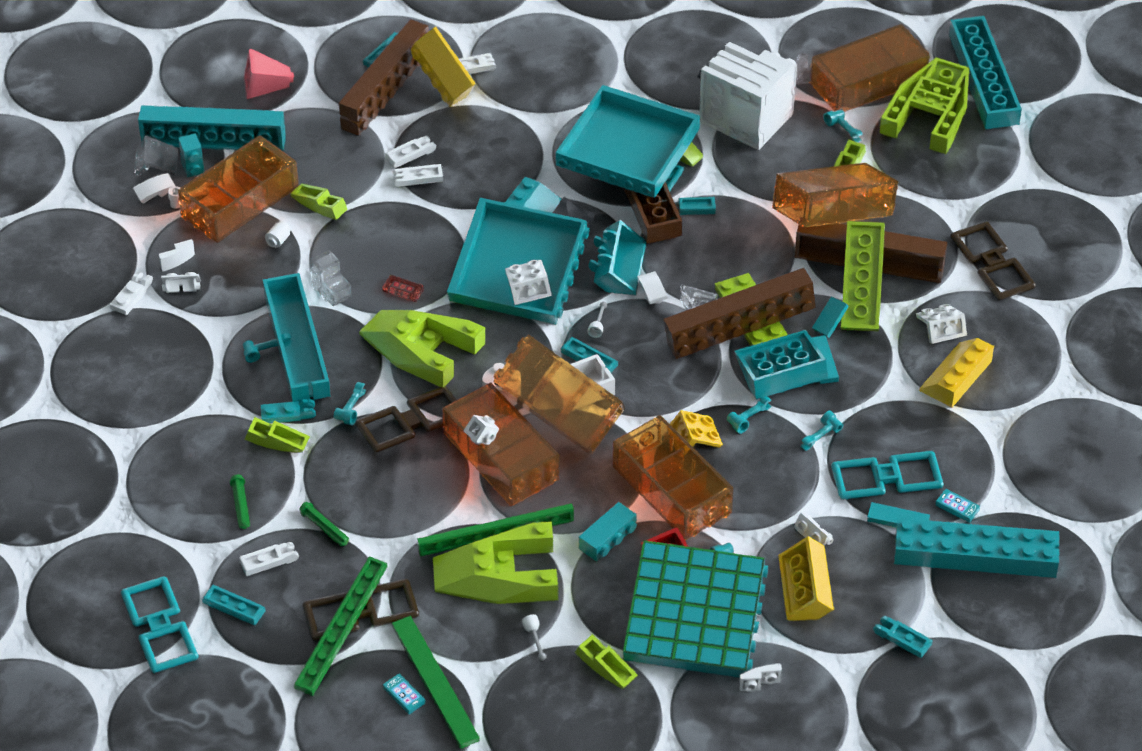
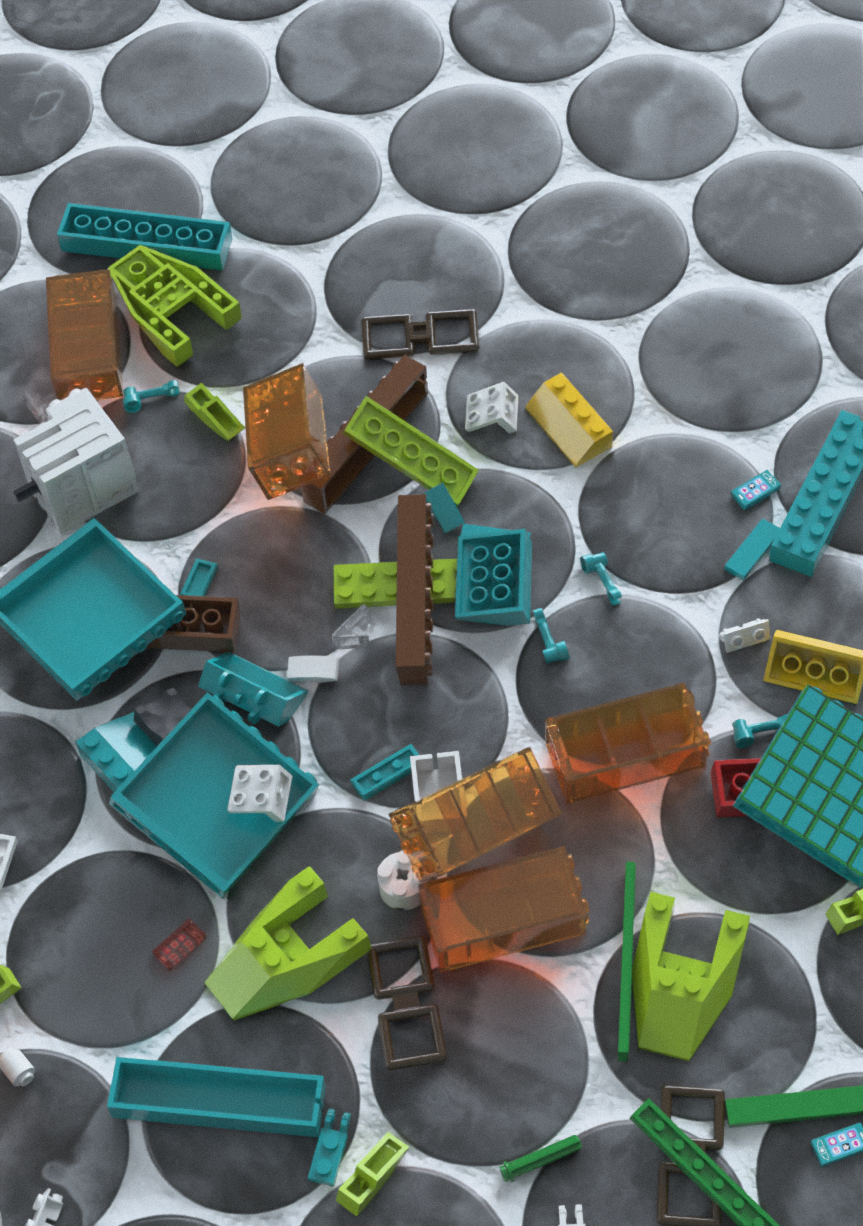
camera: 65 degrees left, 10 degrees up
(251, 351) = (206, 1161): teal brick -> none
(328, 280) = (135, 1026): clear brick -> none
(346, 414) = (365, 1077): teal brick -> none
(481, 429) = (507, 915): white brick -> none
(531, 625) = (783, 968): hinge -> none
(596, 328) = (348, 749): white hinge -> none
(607, 531) = (674, 839): teal brick -> none
(696, 428) = (554, 698): yellow bracket -> none
(887, 474) = (687, 539): teal bar -> none

